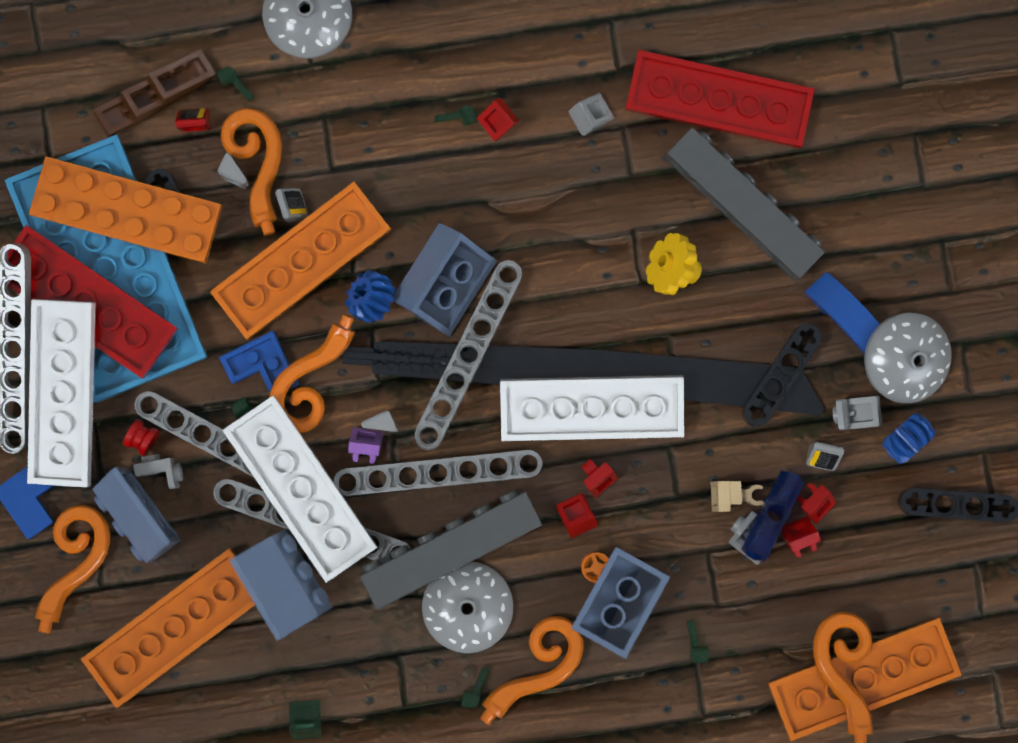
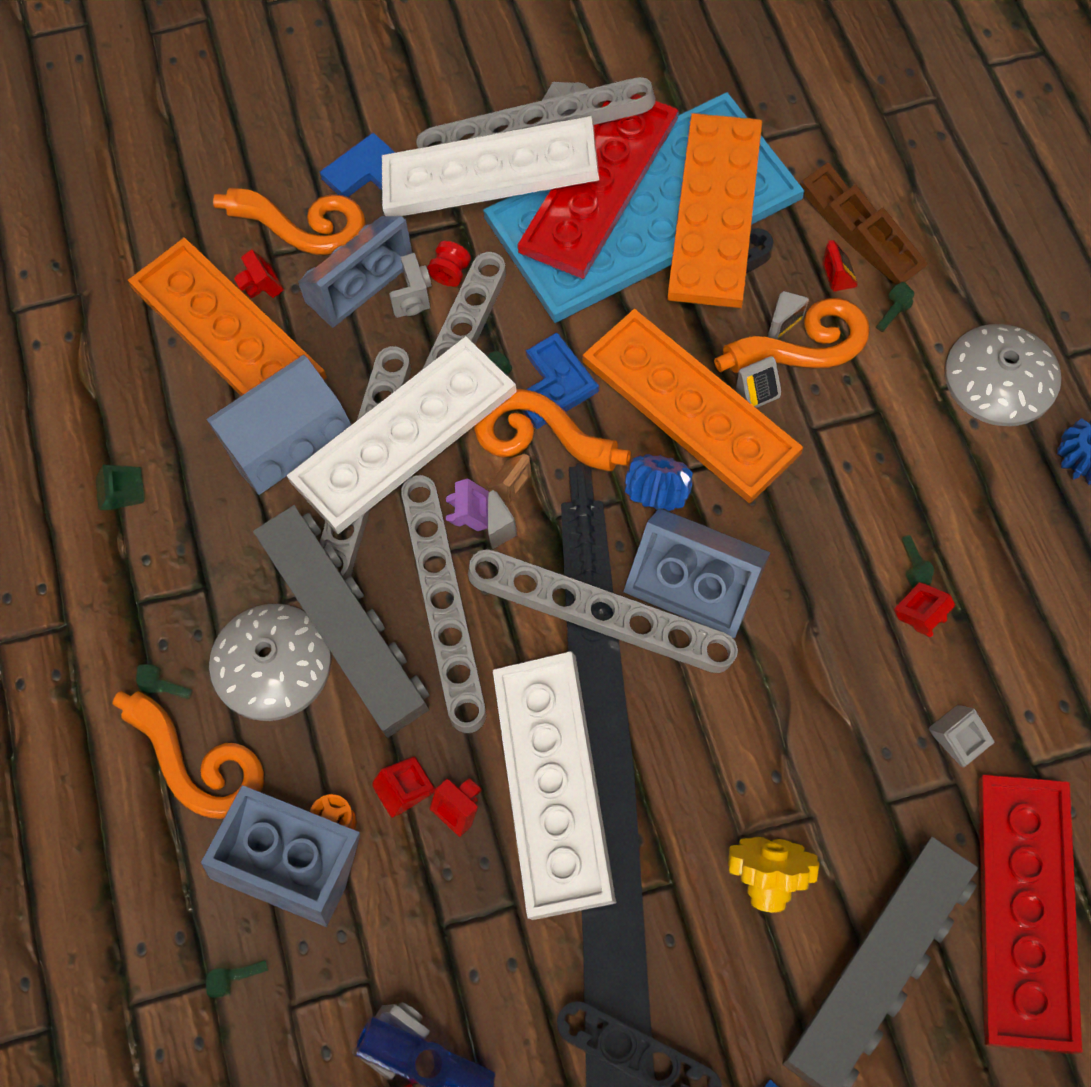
camera: 90 degrees right, 20 degrees down
(129, 597) = (258, 276): none -> red tile
(342, 410) = (511, 477): none -> medium nougat slope
(729, 493) = (452, 995): tan piece -> none

